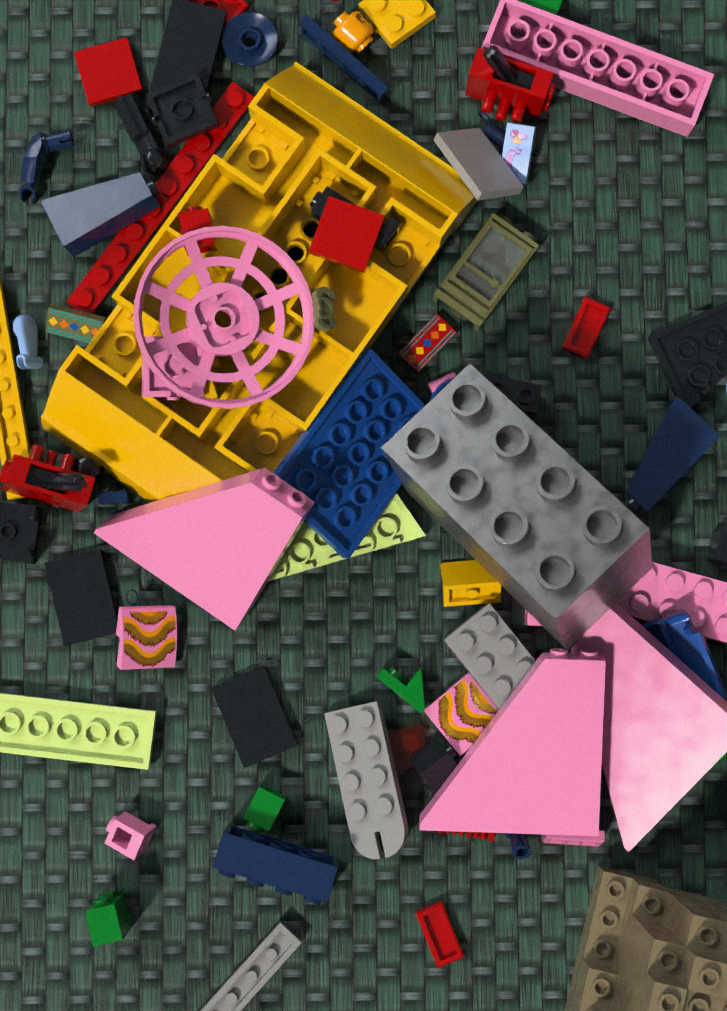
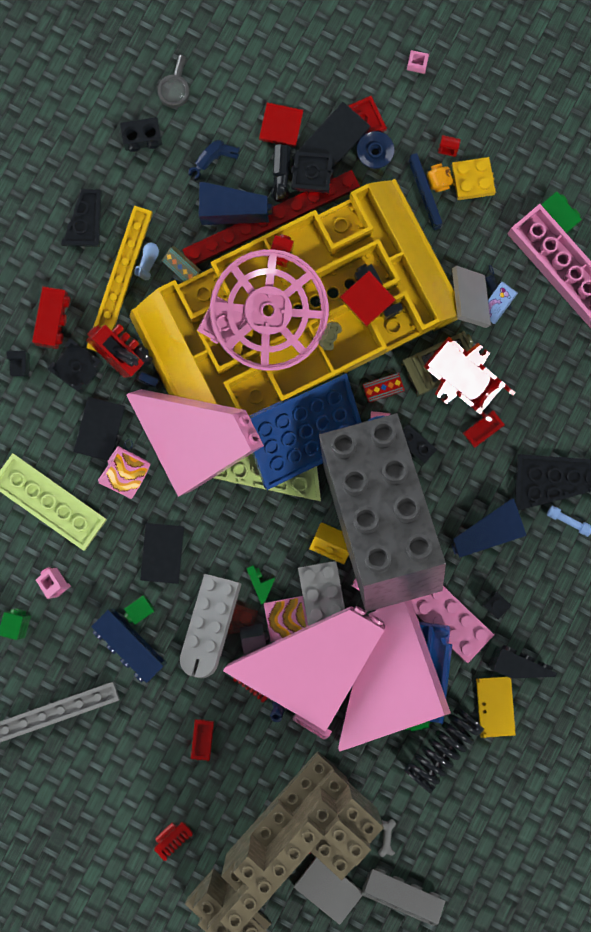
camera: 25 degrees right, 0 degrees up
(509, 85) = (515, 260): red piece -> none
(527, 269) = (464, 375): none -> piece

